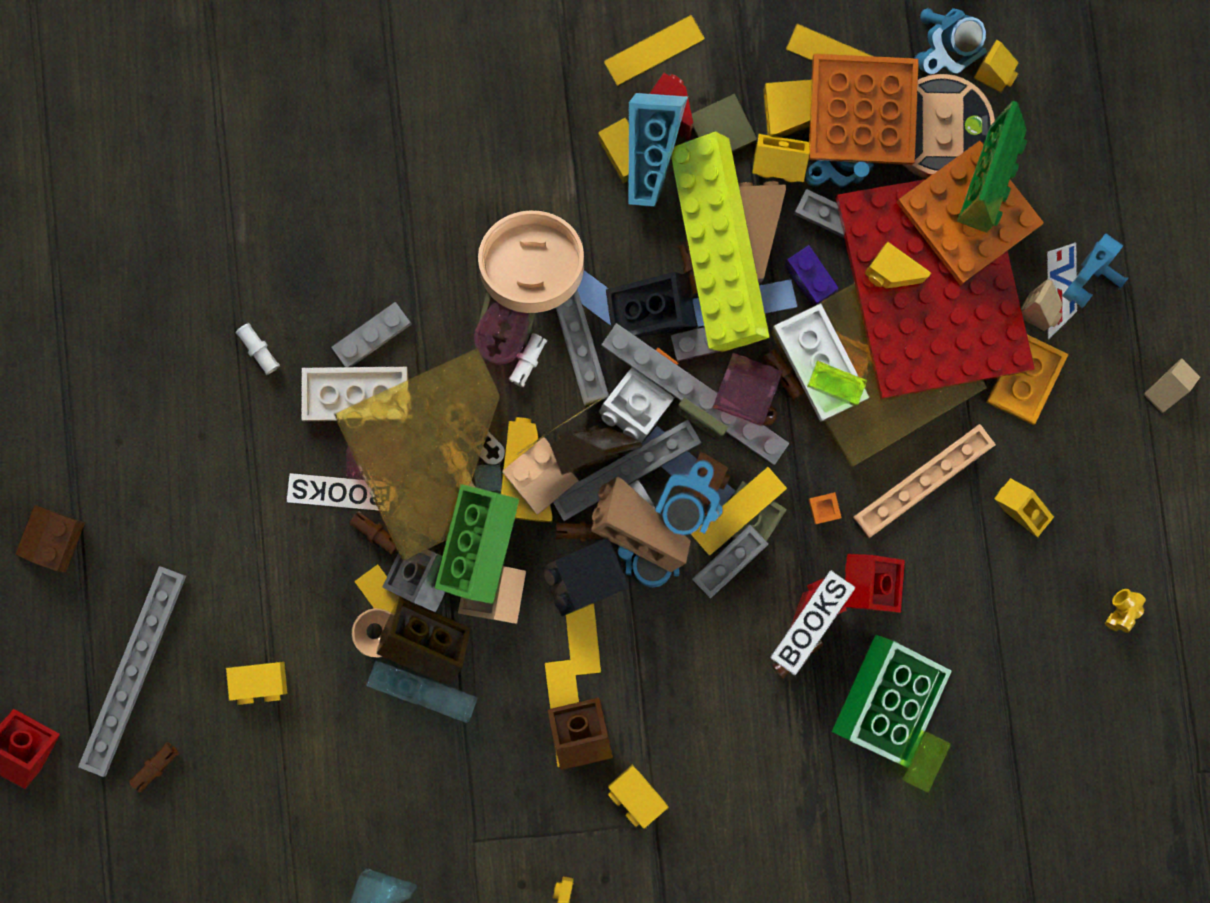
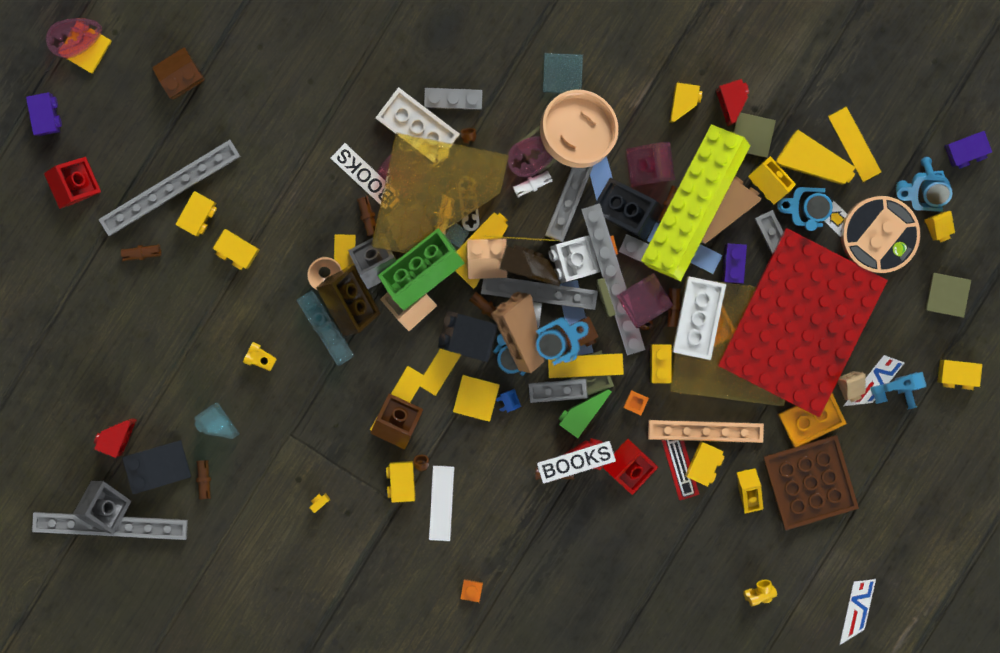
camera: 40 degrees right, 5 degrees up
(184, 676) = (196, 214): none -> yellow brick
(257, 348) = (381, 55): white pin -> none
(367, 783) = (255, 355): none -> yellow plate
(417, 361) = (468, 134): none -> reddish brown hinge
(467, 218) = (562, 72): none -> clear light blue tile
(638, 241) = (650, 164): none -> clear pink slope
(642, 758) = (421, 462): none -> reddish brown hinge
(647, 639) = (476, 398): none -> yellow tile
(652, 137) = (705, 111): medium azure wedge -> none
(654, 50) = (750, 56): yellow sticker -> none
(686, 613) = (510, 400): none -> blue tile
(700, 786) = (441, 503): none -> white sticker
(775, 571) = (581, 414): none -> bright green slope
(809, 858) = (471, 590): none -> orange plate
(818, 444) = (660, 363): none -> yellow brick
(836, 383) = (697, 338): clear neon green plate -> none
(863, 109) = (841, 190): orange plate -> none
(891, 700) = (587, 540): green slope -> none
(895, 269) = (783, 297): yellow slope -> none
(926, 761) = (580, 589): clear neon green plate -> none
(929, 543) = (679, 464): none -> sticker
(936, 207) = (855, 298): orange plate -> none
(952, 516) = (704, 464): none -> yellow brick
(994, 170) = (885, 286): green slope -> none
(1063, 135) = (948, 295): none -> olive tile
(1081, 447) = (810, 482): none -> reddish brown plate
(1143, 207) = (960, 374): none -> yellow brick
(1172, 386) = (892, 488): tan slope -> none

